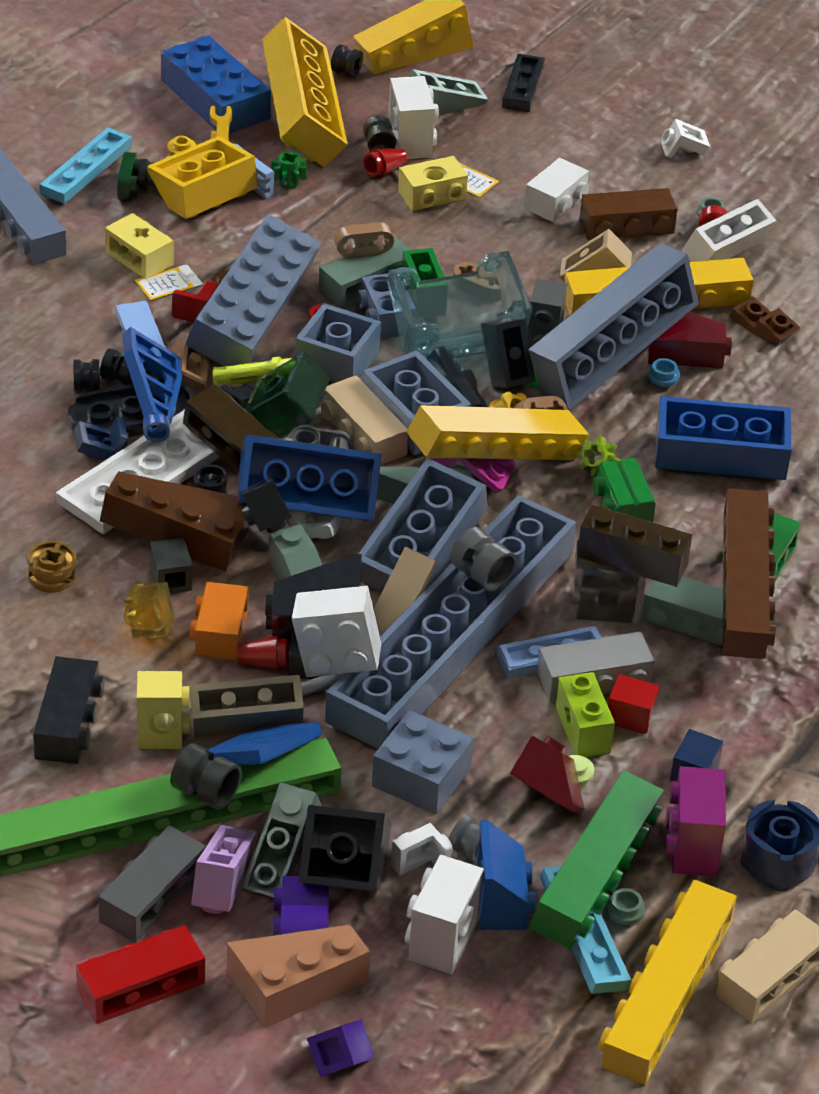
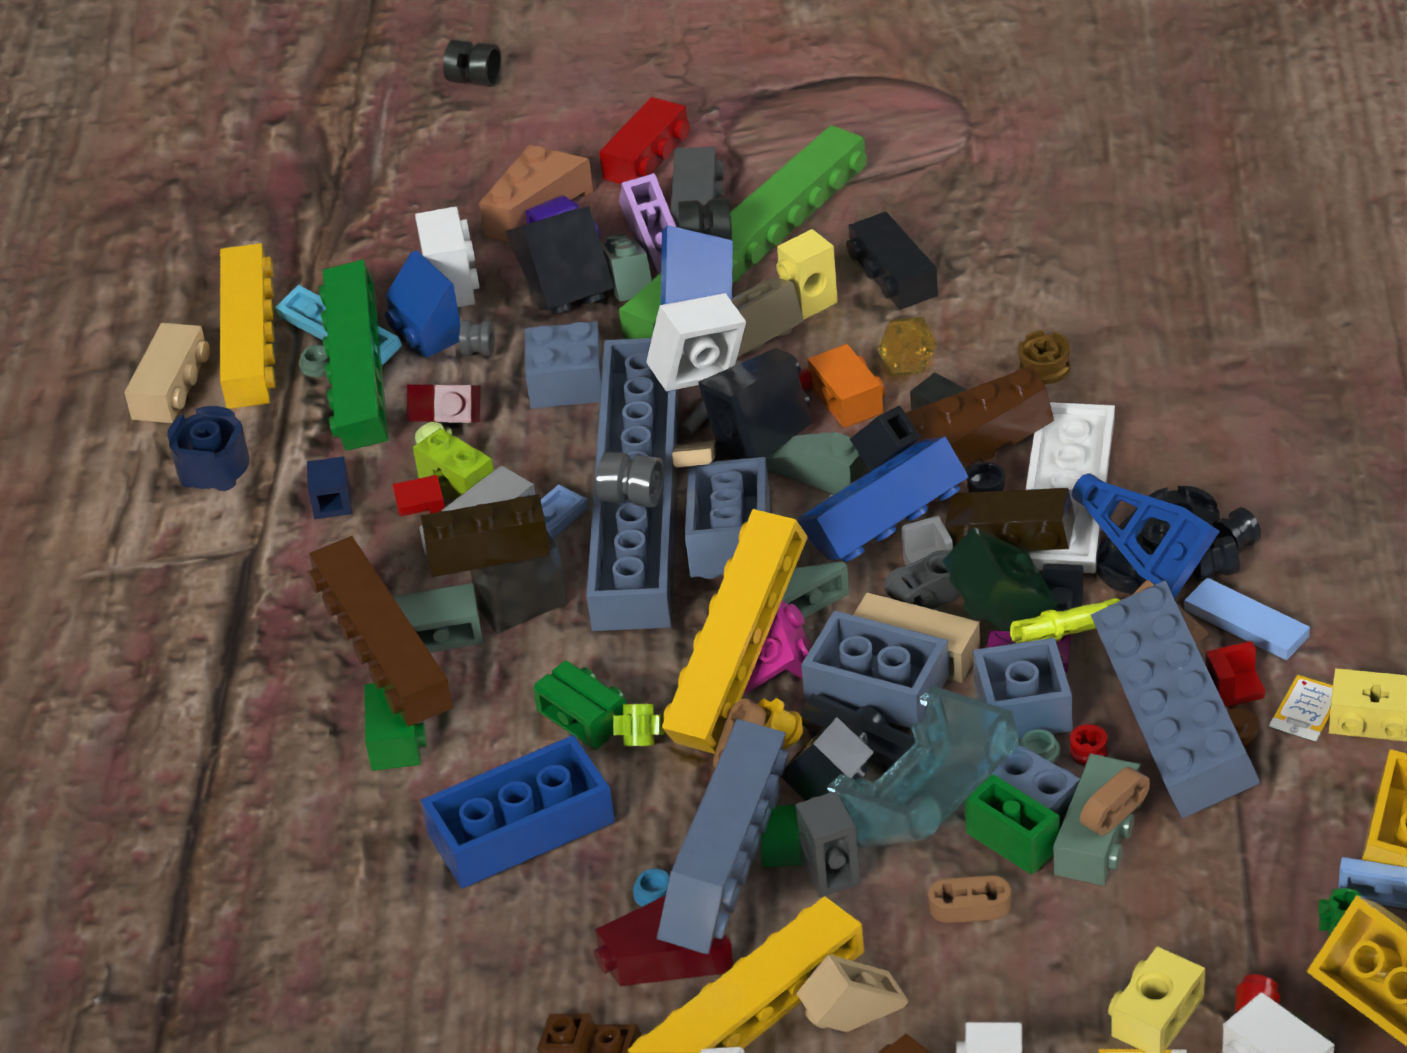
camera: 155 degrees right, 0 degrees up
(101, 442) = (1143, 473): dark blue bracket -> none
(340, 1047) = (461, 172): dark purple panel -> none
(418, 848) = (512, 312): white bracket -> none
(696, 821) = (289, 417): magenta brick -> none

